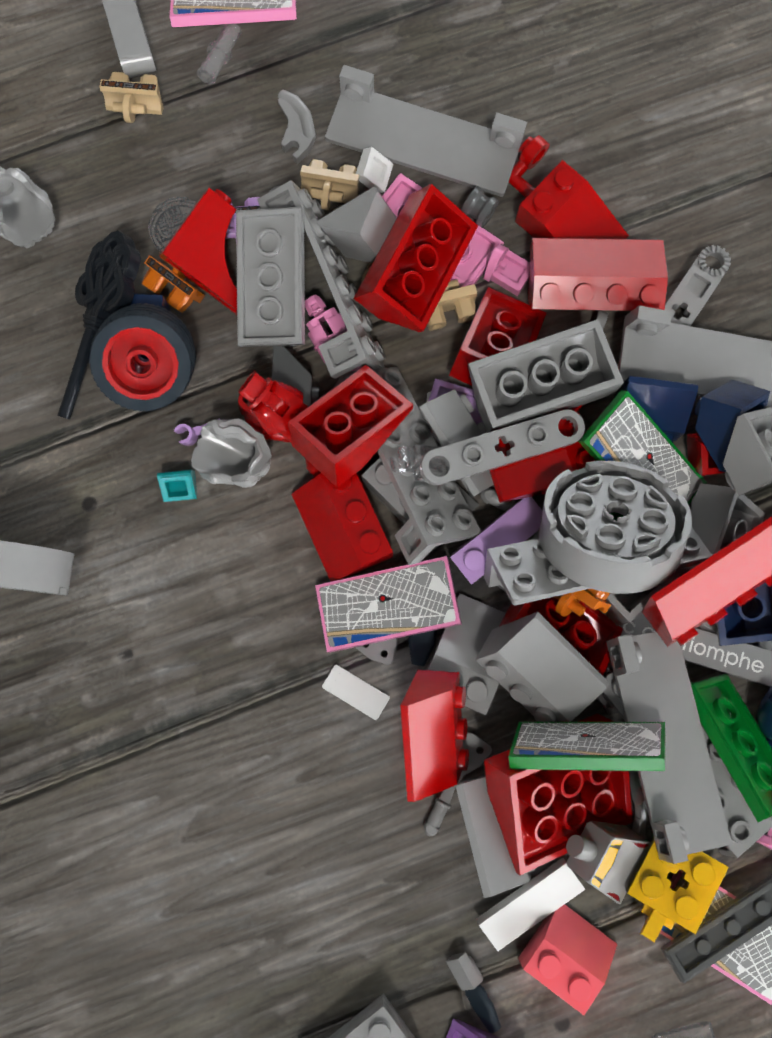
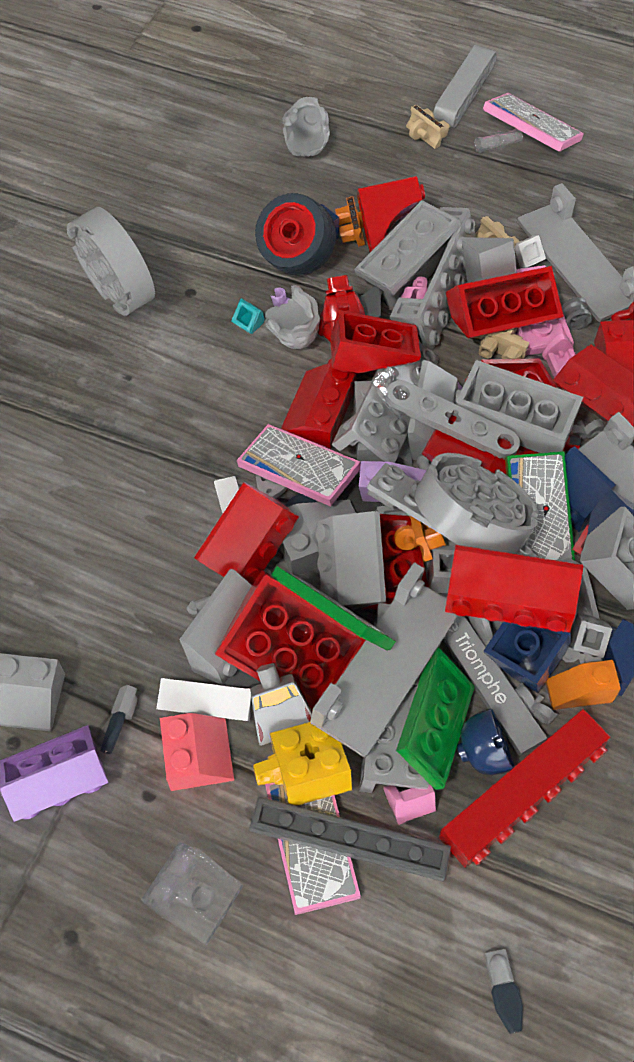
camera: 45 degrees right, 20 degrees down
(102, 290) = (319, 190): black piece -> none
(300, 125) = (506, 208): light grey piece -> none

